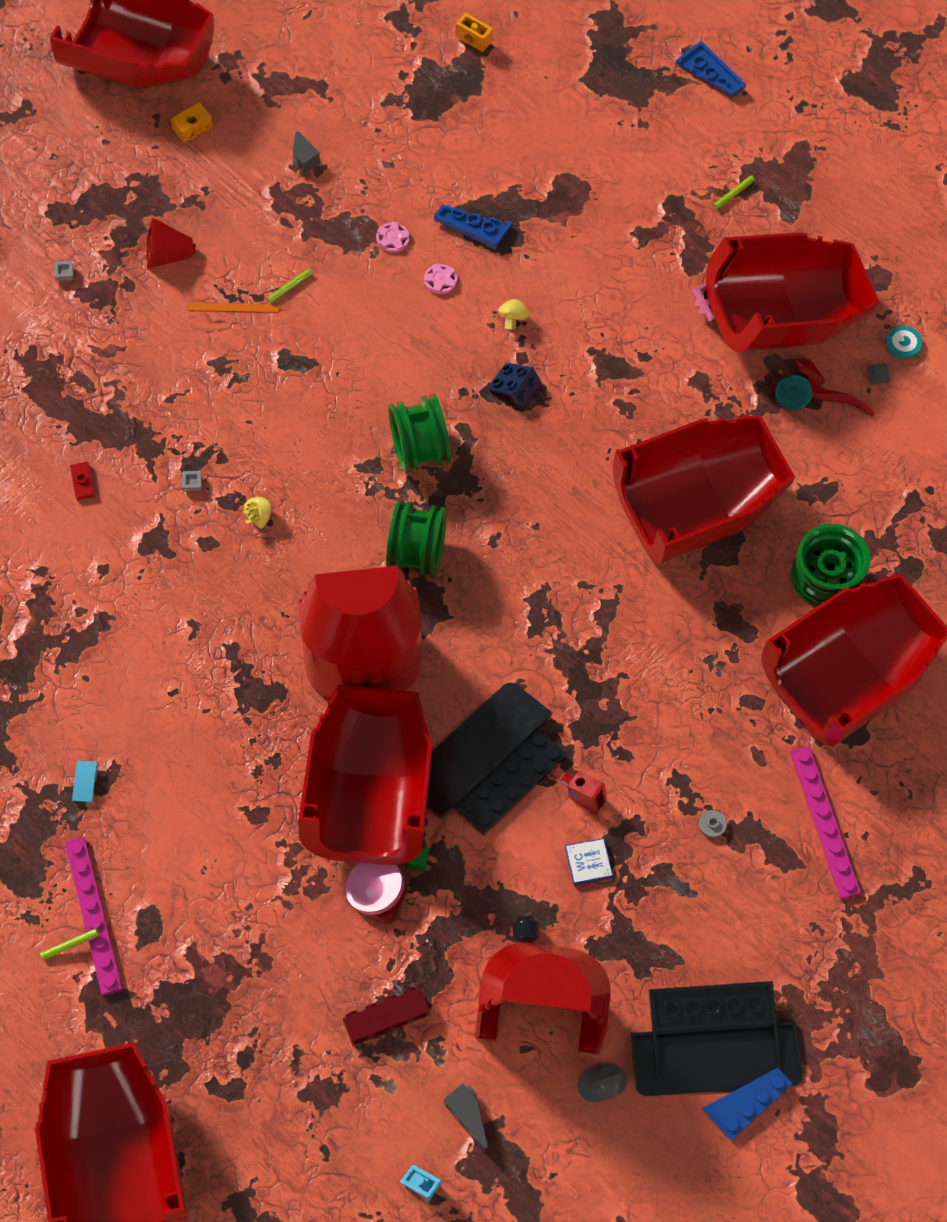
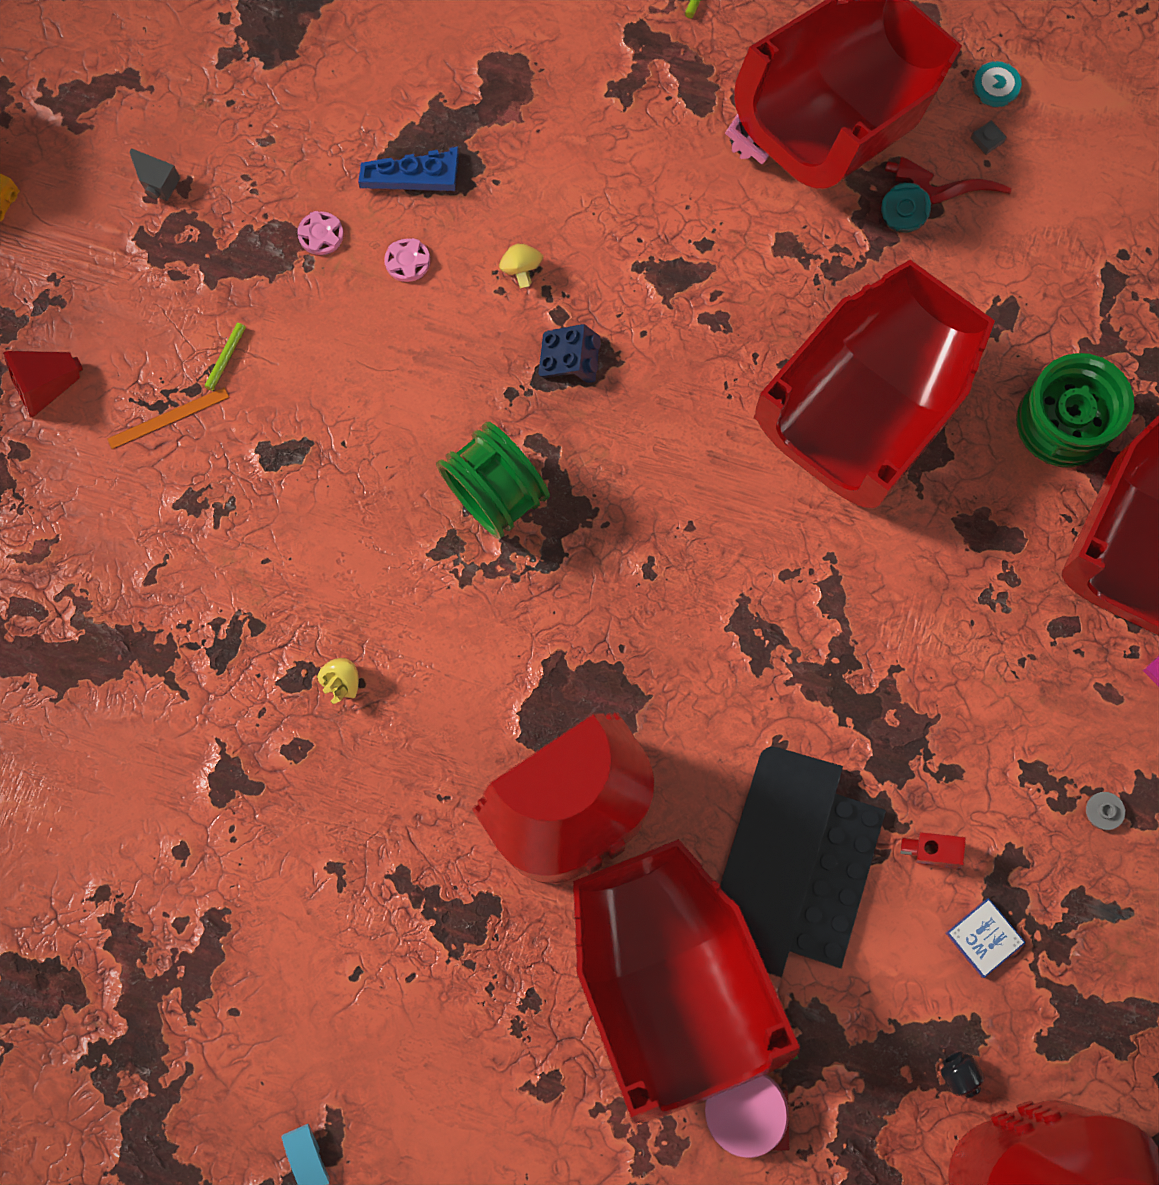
camera: 20 degrees left, 10 degrees up
(82, 480) = (92, 745): red plate -> none
(191, 481) = (234, 677): light grey plate -> none
(416, 538) = (563, 625): green wheel -> none

